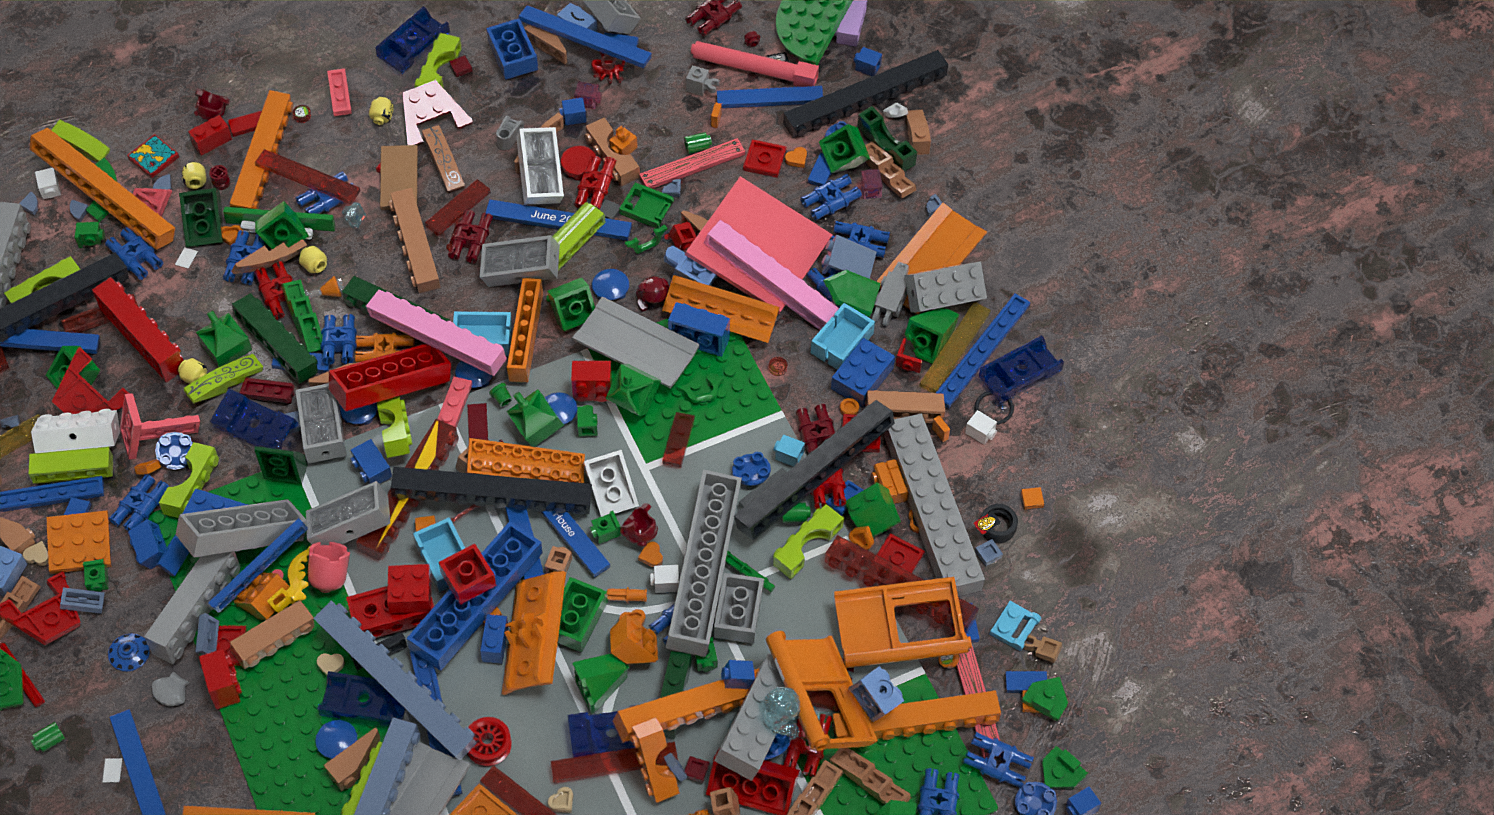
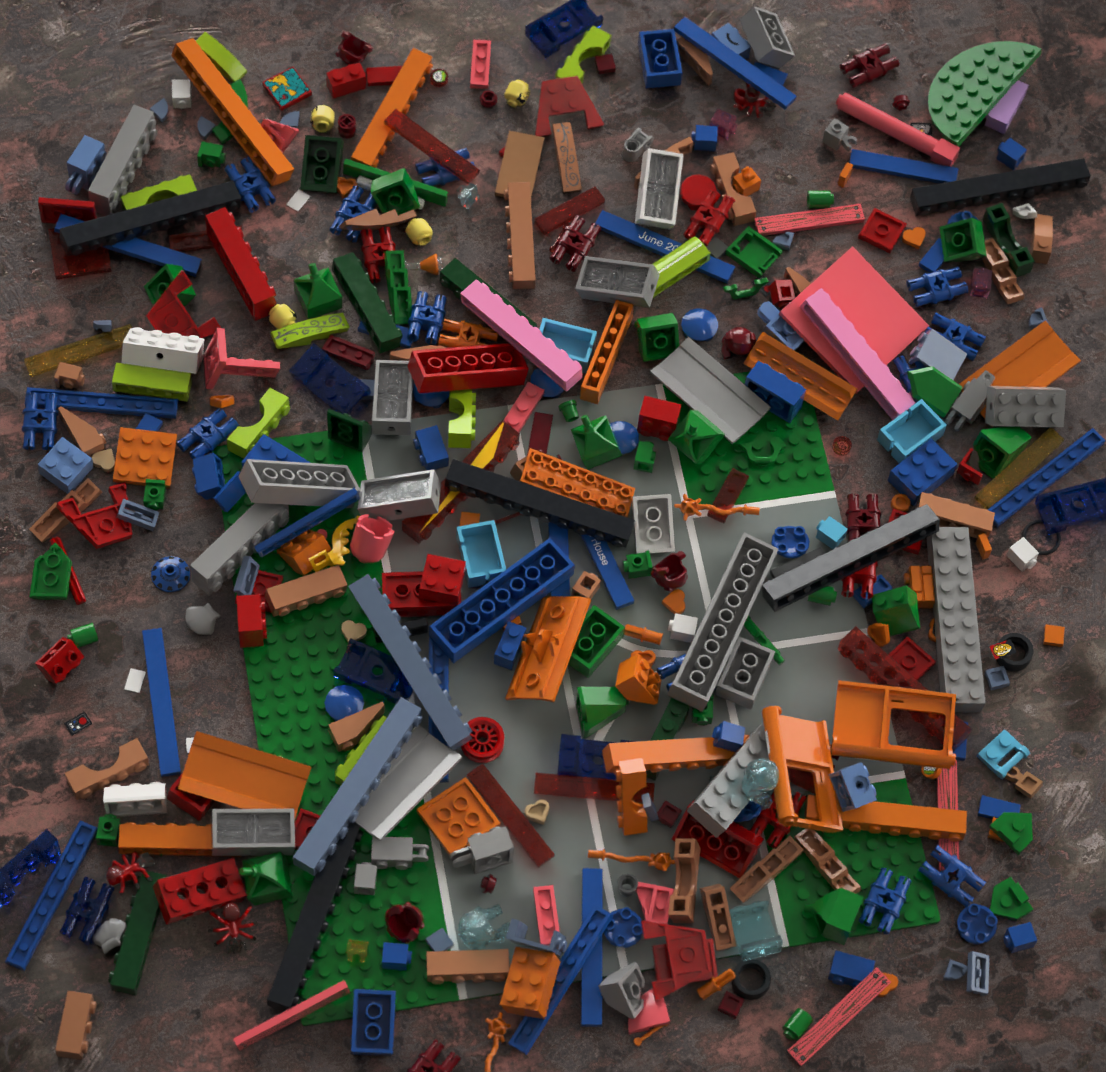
camera: 10 degrees right, 5 degrees up
(27, 769) = (59, 660): none -> red brick
(172, 450) = (249, 390): dish -> none
(354, 122) = (488, 95): none -> dark red plate
(467, 573) = (499, 579): red brick -> none
(643, 458) = (690, 507): none -> orange piece
(823, 524) = (846, 613): lime arch -> none

